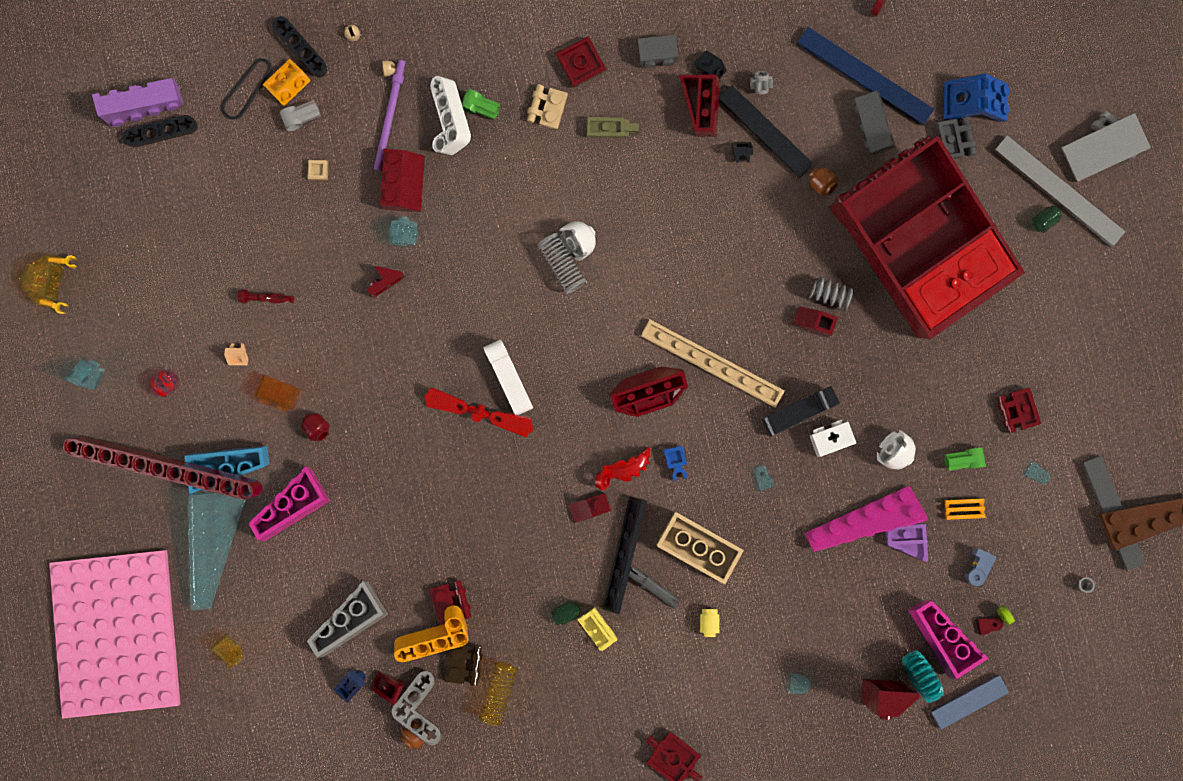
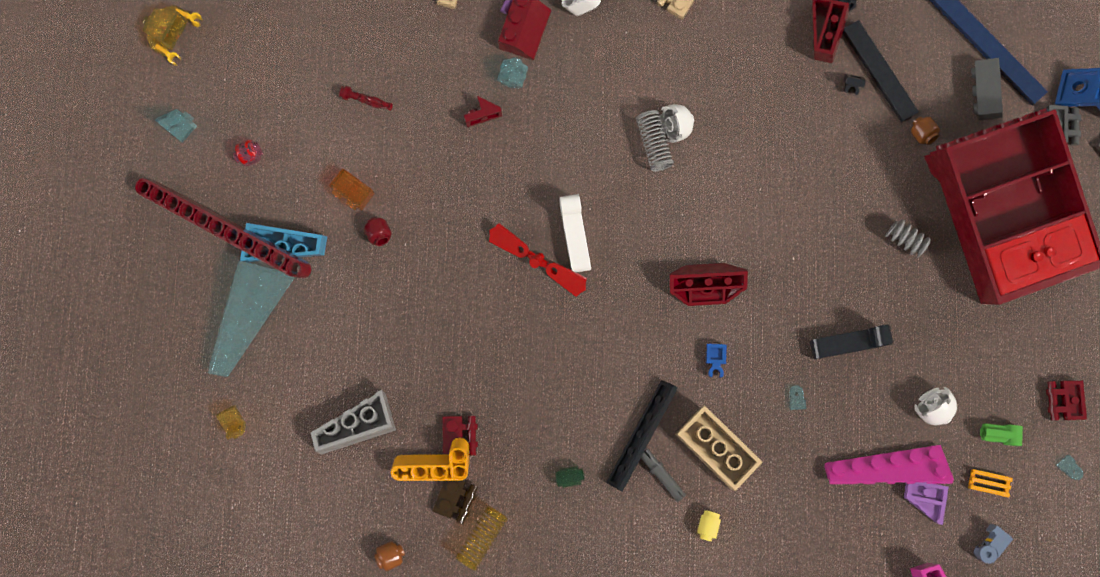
camera: 15 degrees right, 5 degrees down
(114, 634) = (128, 377): bright pink plate -> none
(236, 356) = (322, 145): light nougat tile -> none
(292, 504) = (332, 299): dark pink wedge -> none
(350, 684) = (340, 488): dark blue tile -> none
(388, 687) = (375, 501): dark red slope -> none
(411, 714) = (391, 534): light grey beam -> none
(589, 508) = (619, 380): dark red slope -> none
(597, 629) = (596, 501): light yellow hinge -> none
(610, 127) = (733, 29): olive hinge -> none
(622, 470) = (662, 352): red plant -> none
(712, 363) = (775, 274): tan tile -> none
(761, 82) = (888, 24): light grey gear -> none
(815, 321) = (886, 260): dark red slope -> none
(843, 438) = (886, 379): white brick -> none

